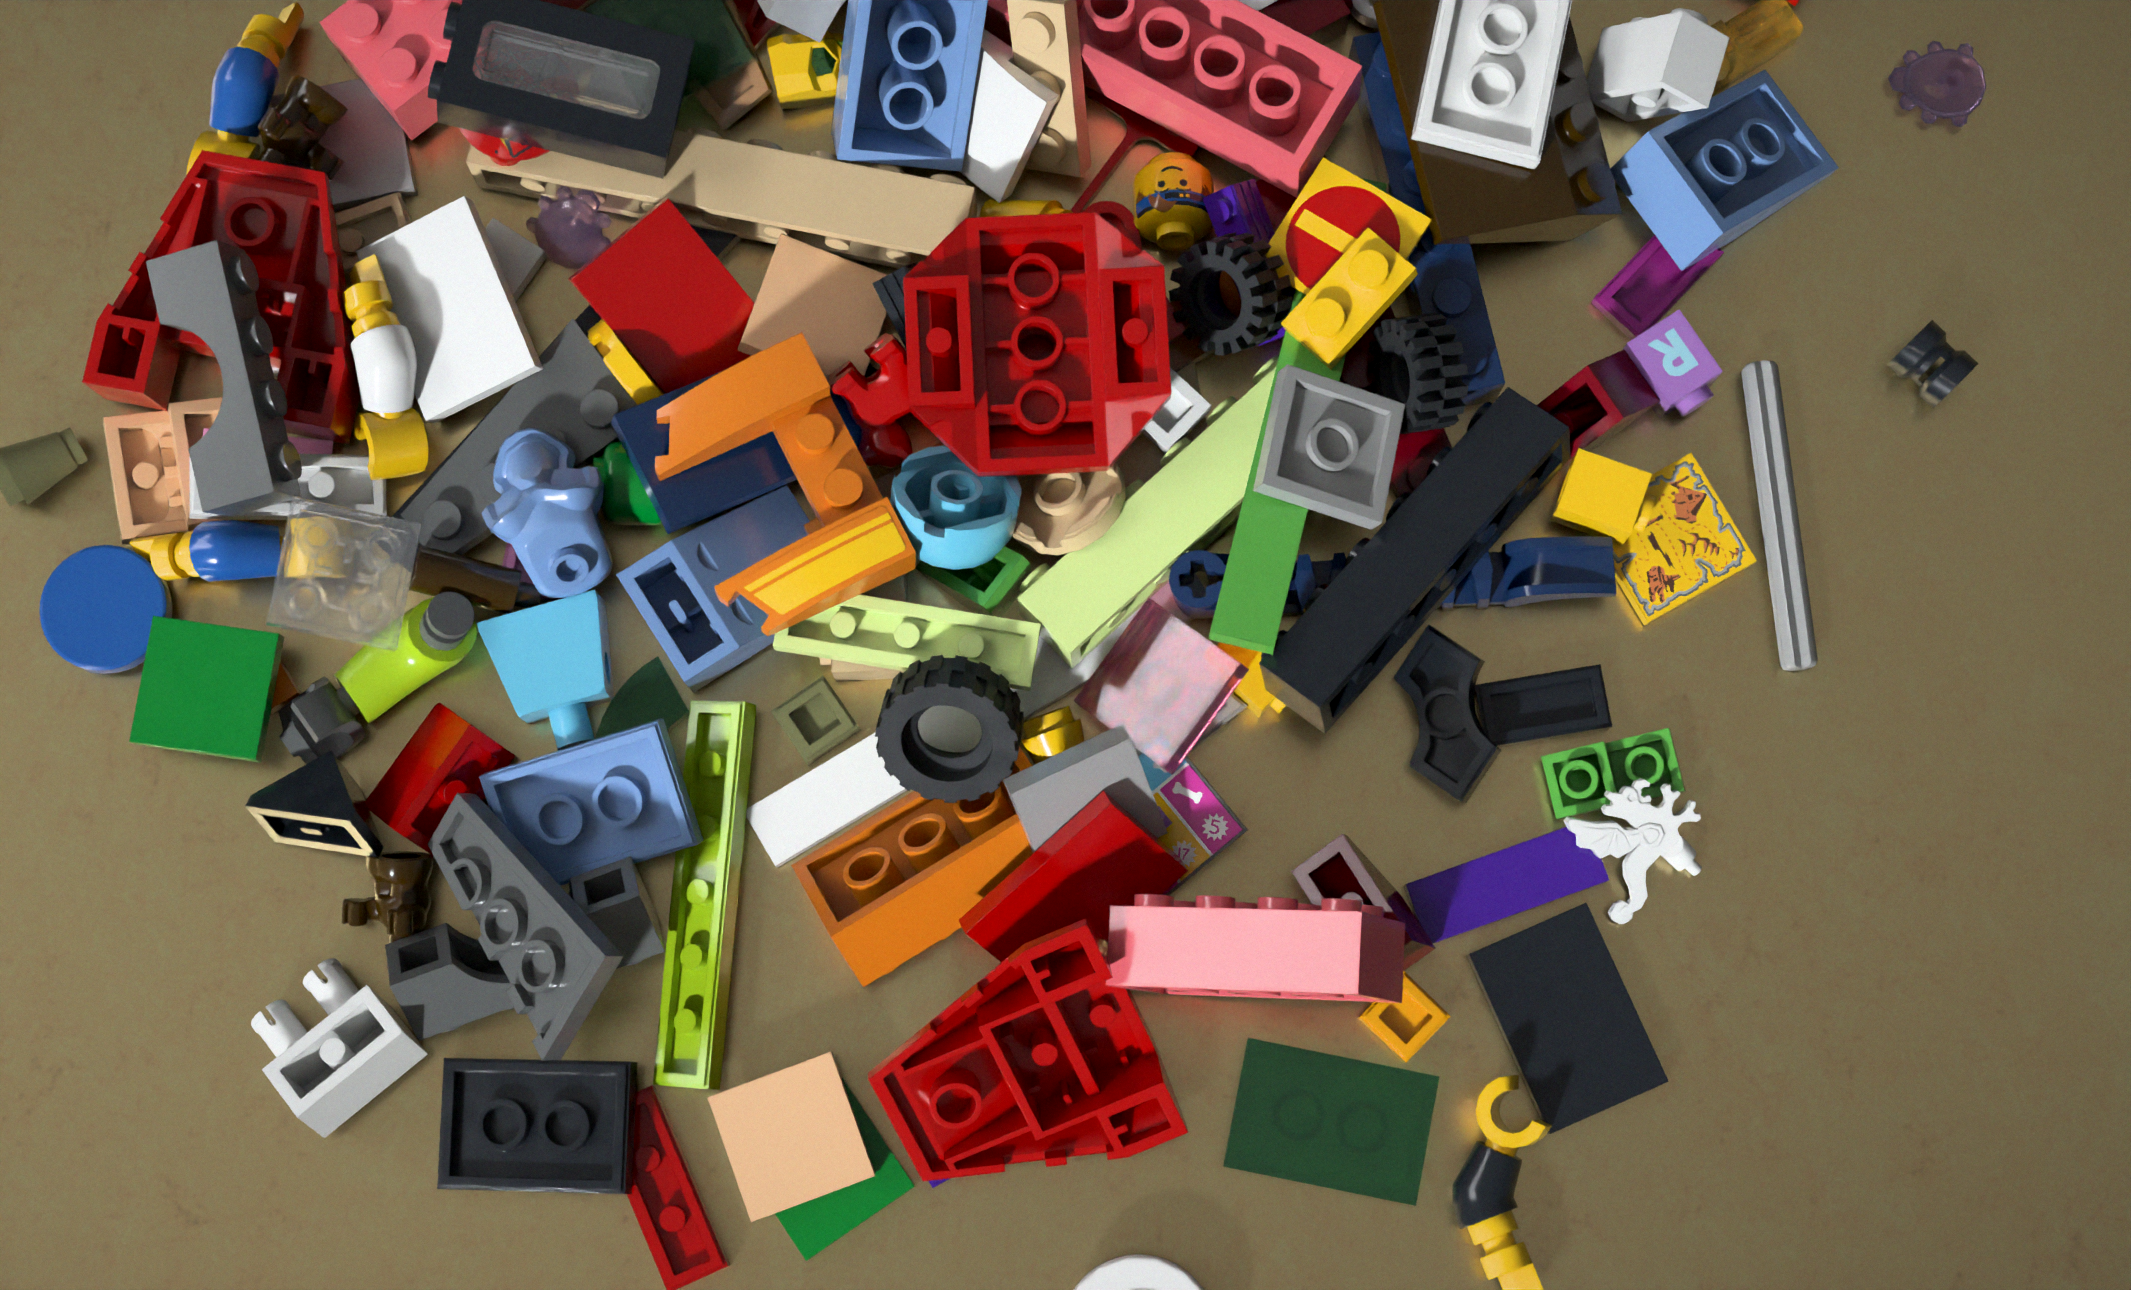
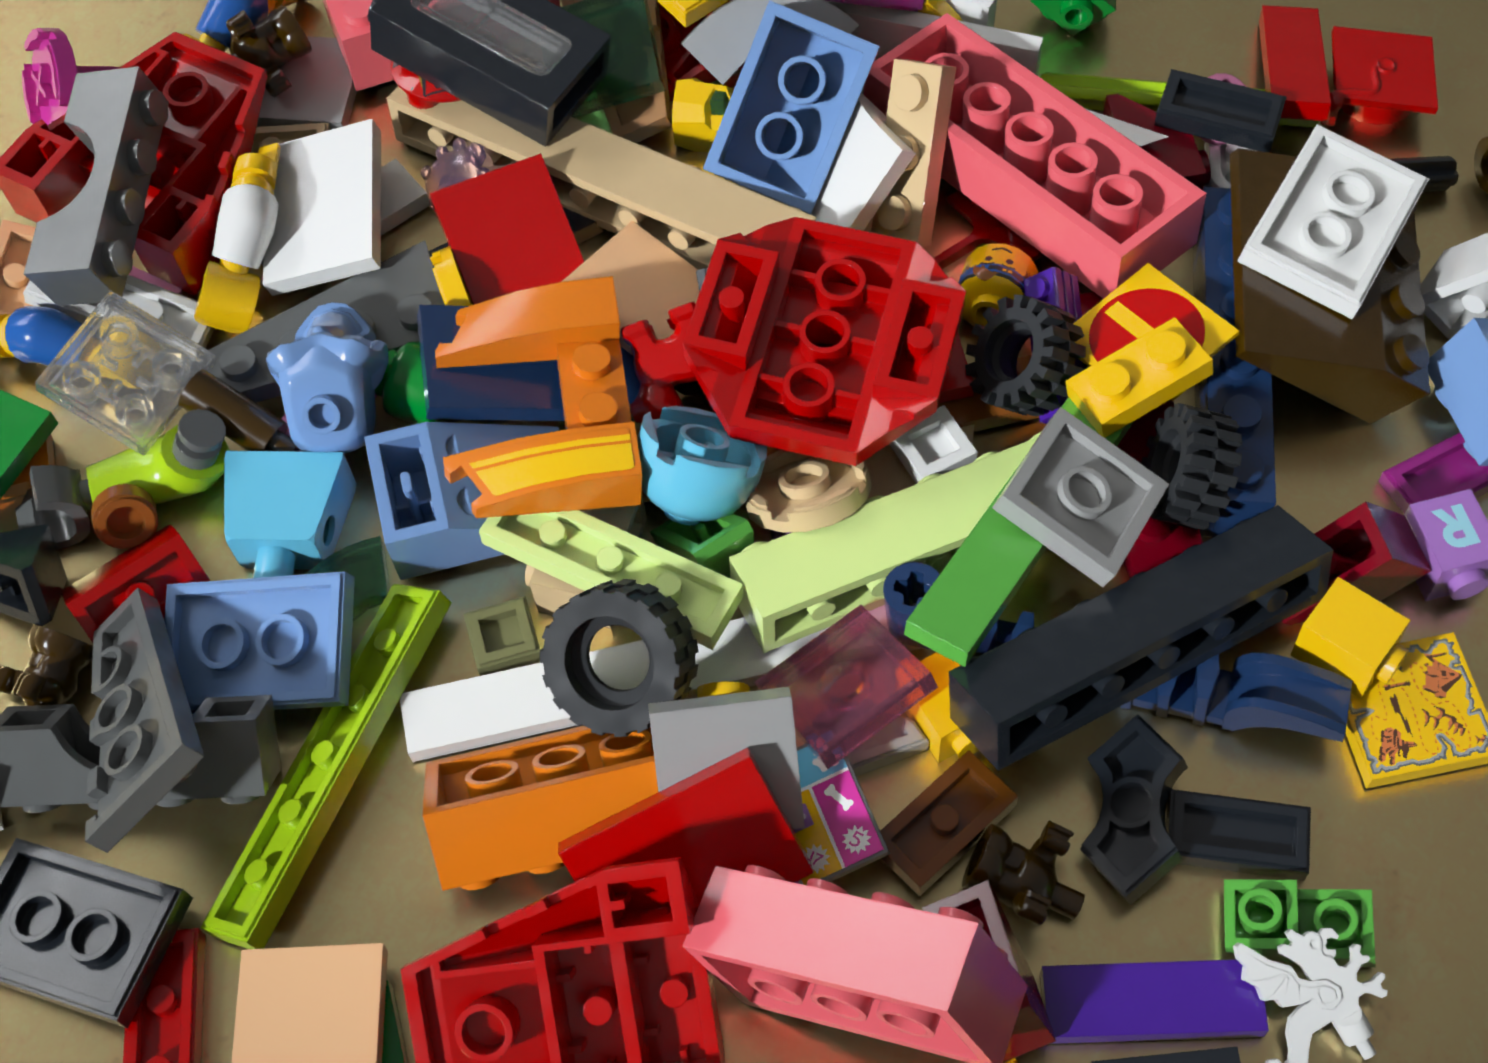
camera: 20 degrees right, 20 degrees down
(88, 242) = (51, 75): none -> dark pink tile
(398, 715) = (124, 516): none -> dark orange tile
(1285, 779) = (945, 822): none -> reddish brown plate
(1367, 808) = (1025, 876): none -> dark brown piece

